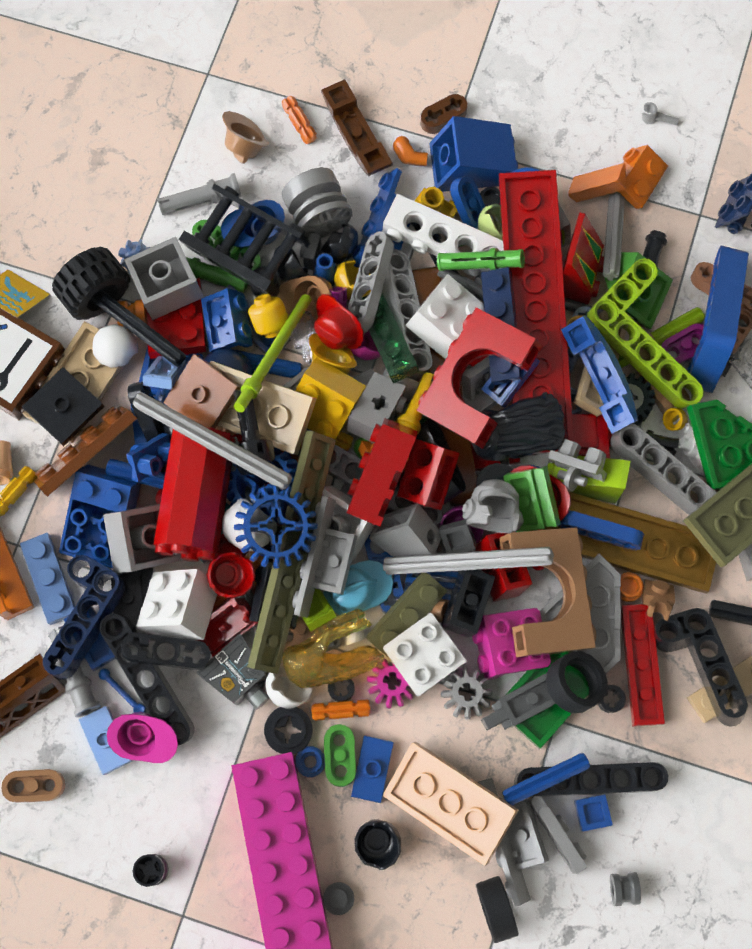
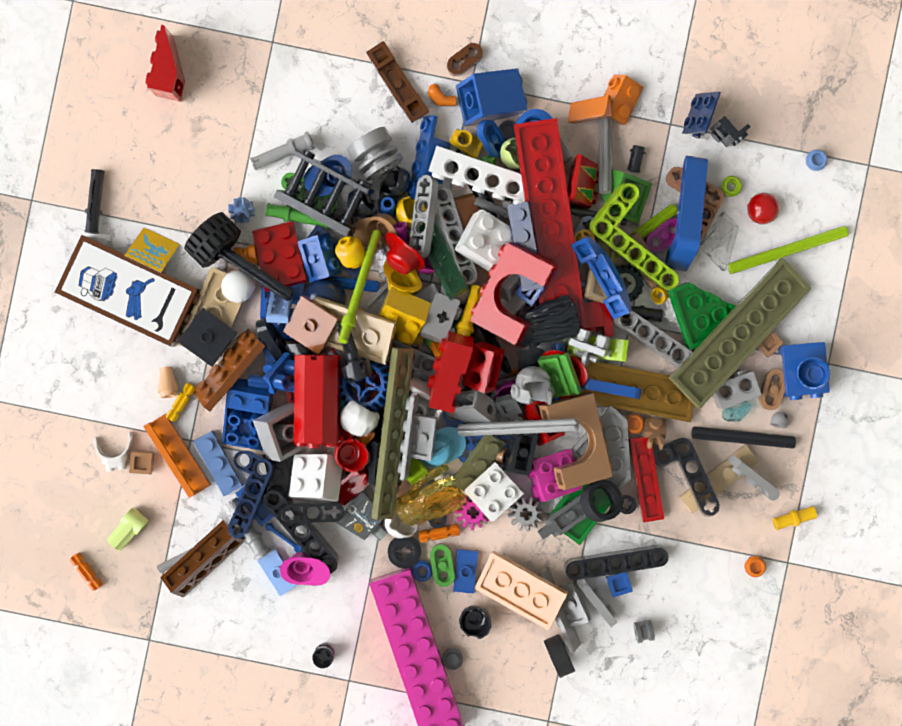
camera: 10 degrees left, 15 degrees up
(34, 786) = (234, 609): medium nougat plate -> none
(68, 83) = (166, 73): none -> red slope
(163, 278) = (267, 231): light grey brick -> none
(212, 441) = (326, 367): light grey axle -> none
(242, 136) = (309, 97): medium nougat piece -> none
(299, 119) = (351, 77): orange axle -> none
(302, 526) = (390, 422): blue gear -> none
(482, 259) = (506, 195): bright green pin -> none
(546, 779) = (585, 568): blue axle -> none
(650, 107) = (633, 43): light grey hand -> none

